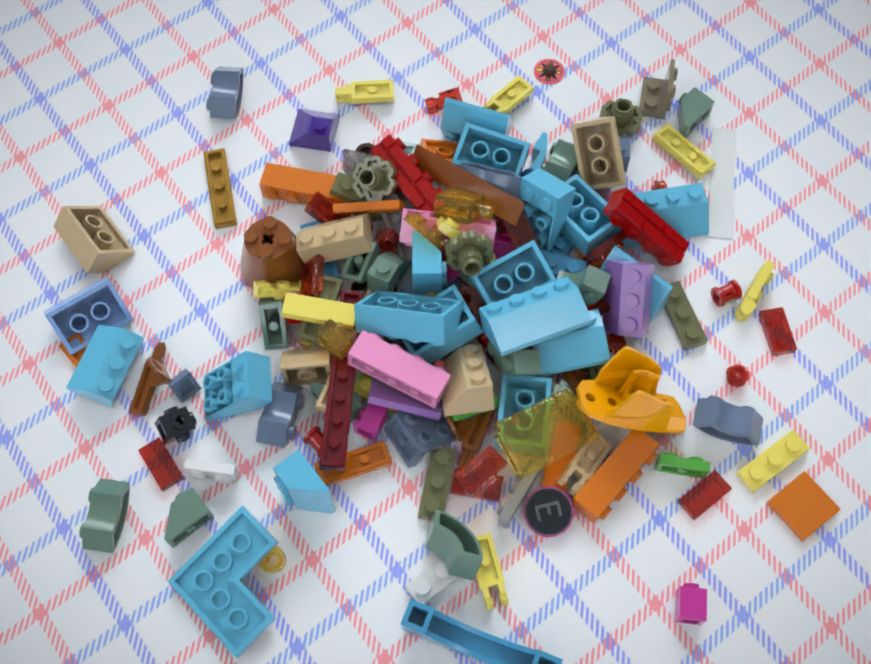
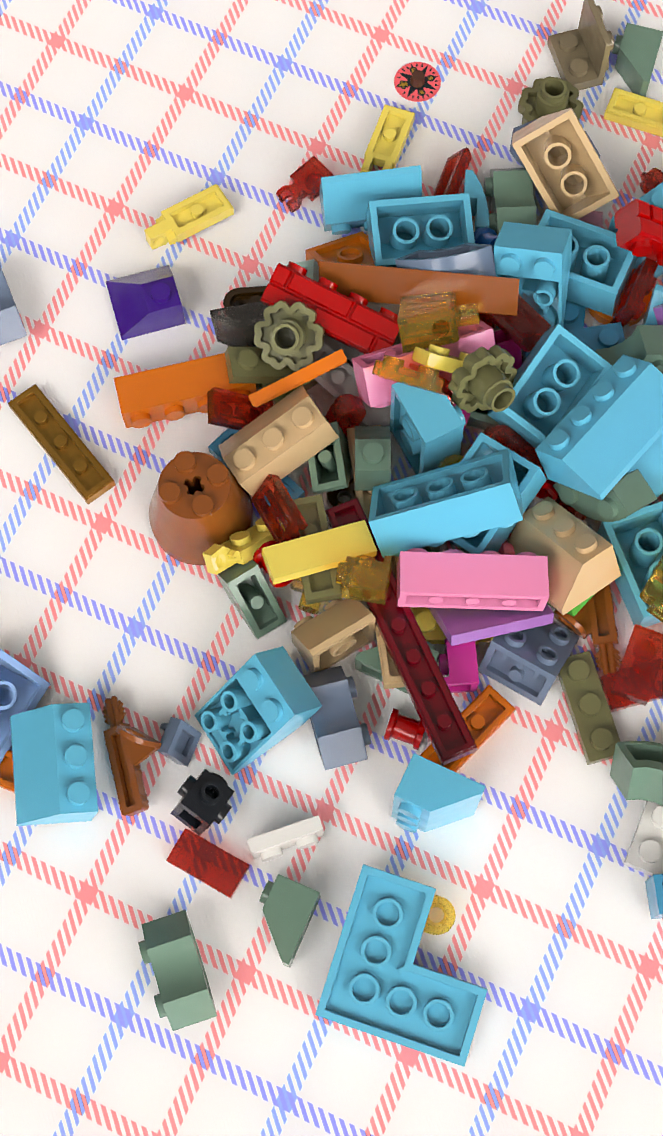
camera: 25 degrees left, 5 degrees up
(534, 135) = (453, 173): none -> clear red tile

